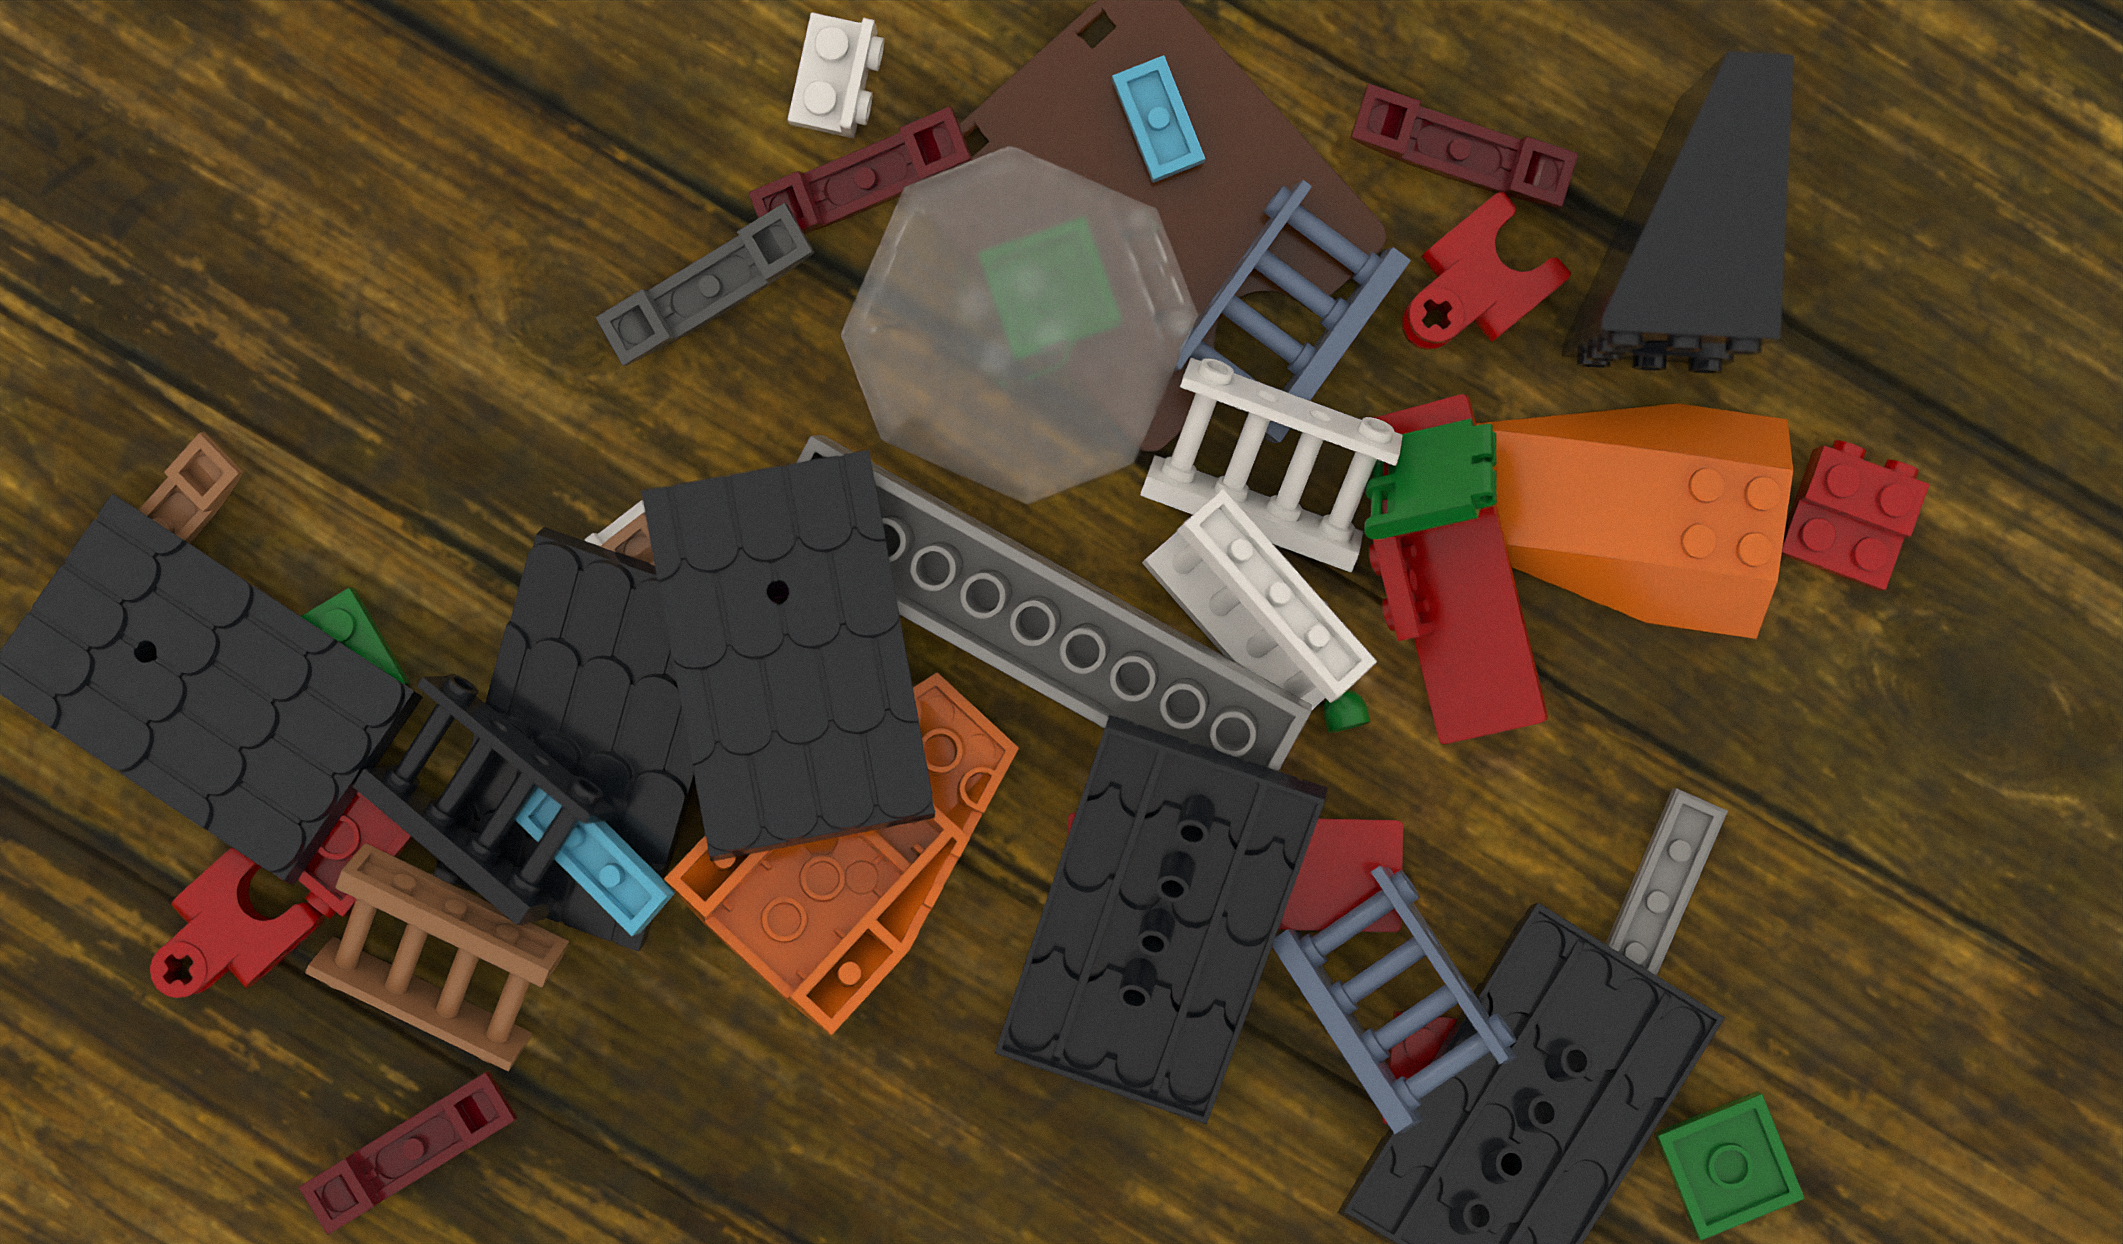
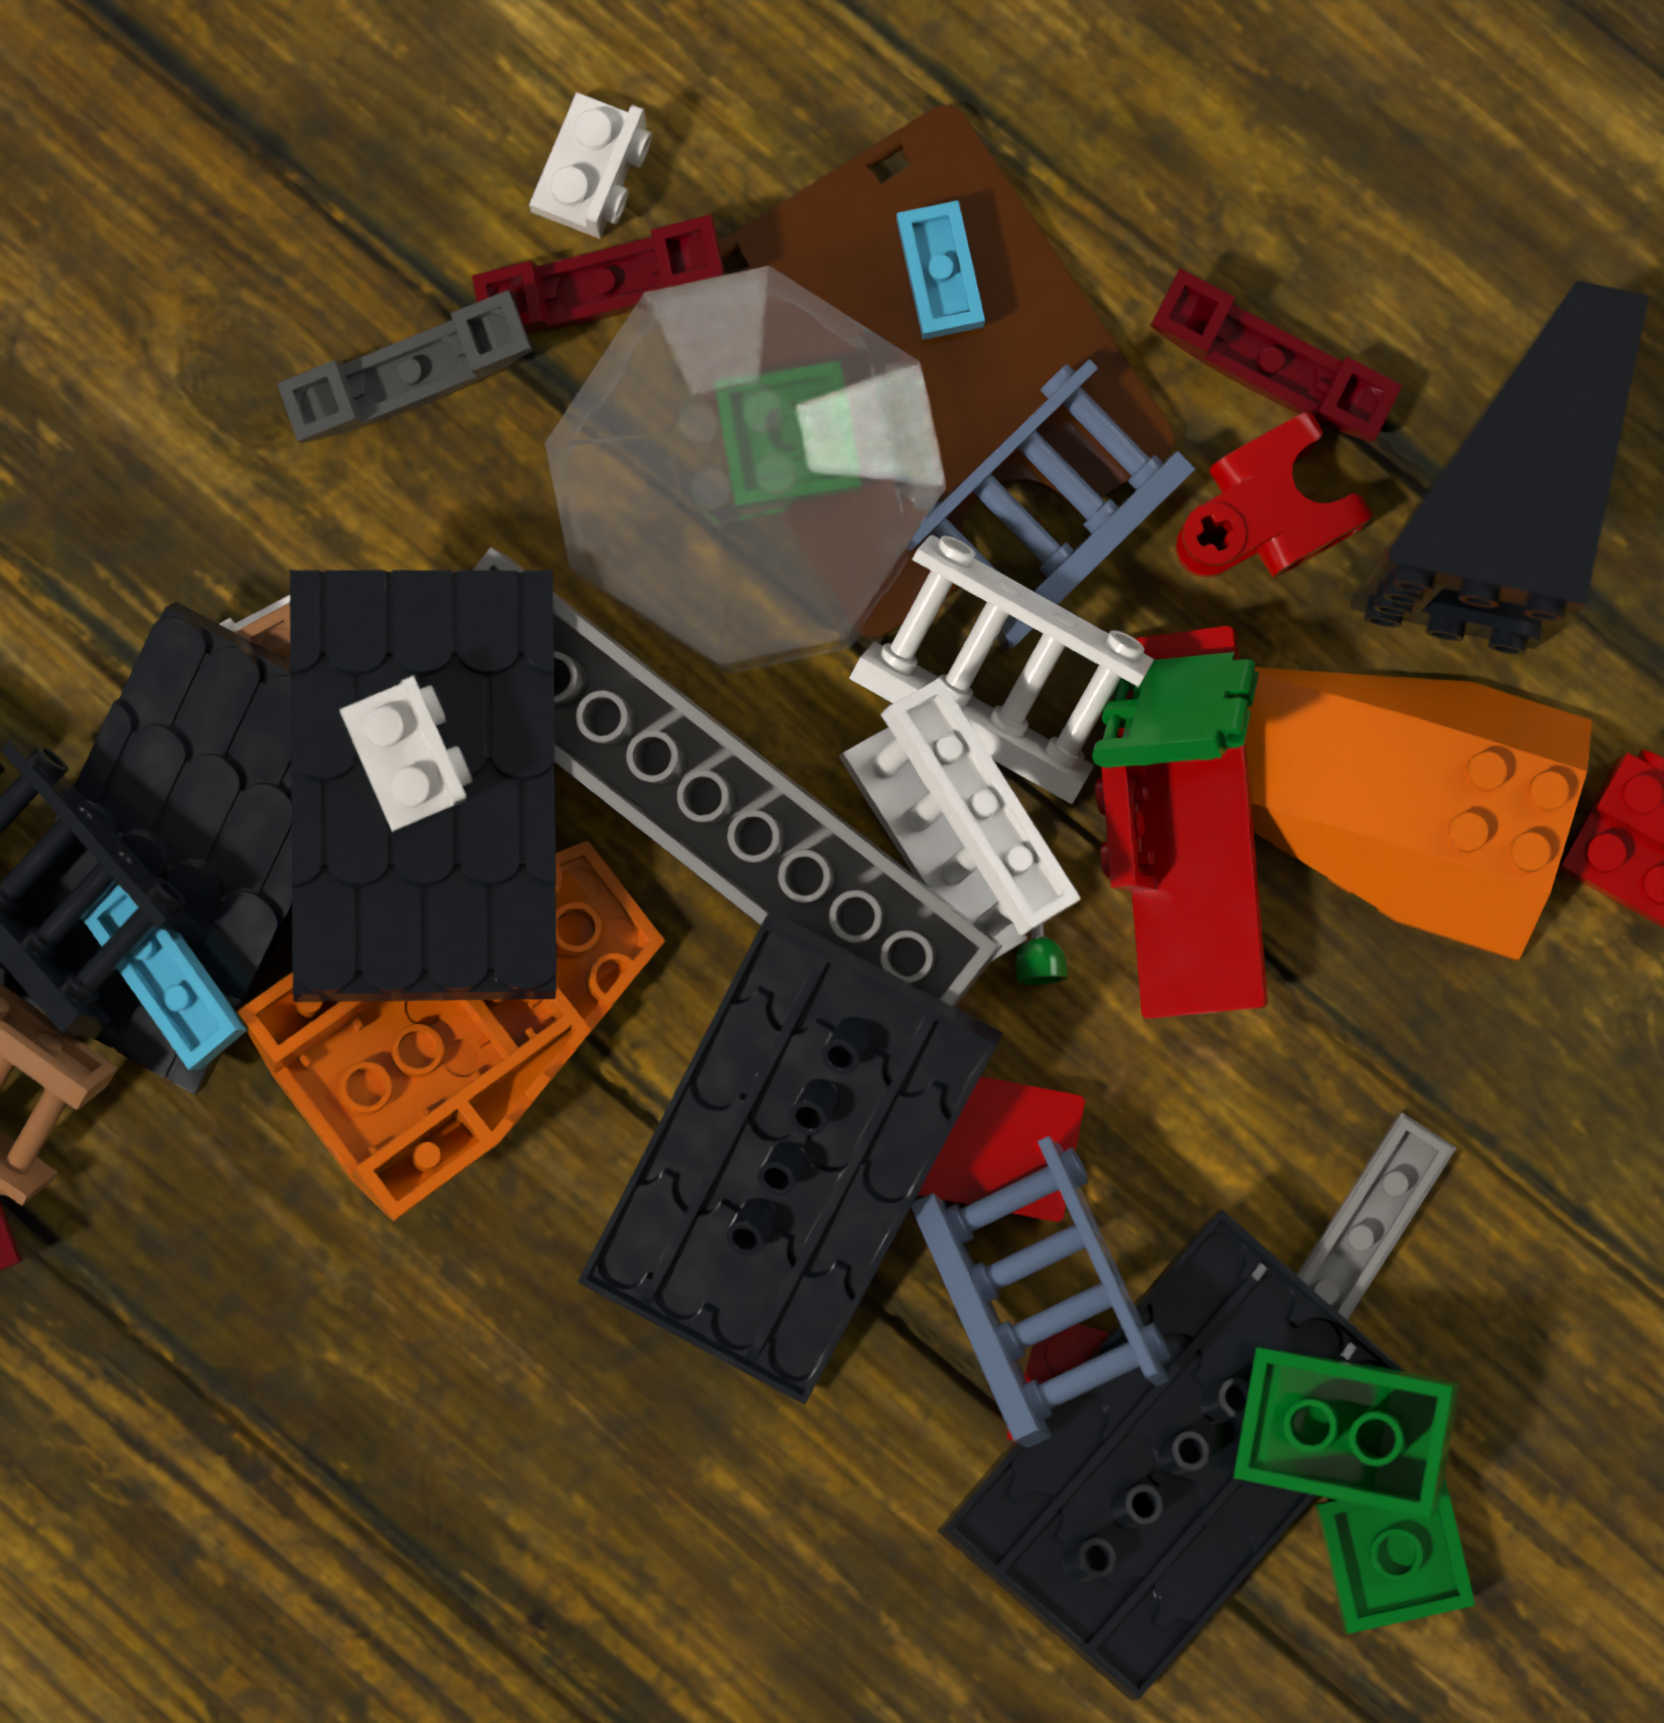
camera: 10 degrees right, 5 degrees down
(771, 635) = (405, 753): none -> white bracket
(1676, 1074) = (1347, 1431): none -> green slope

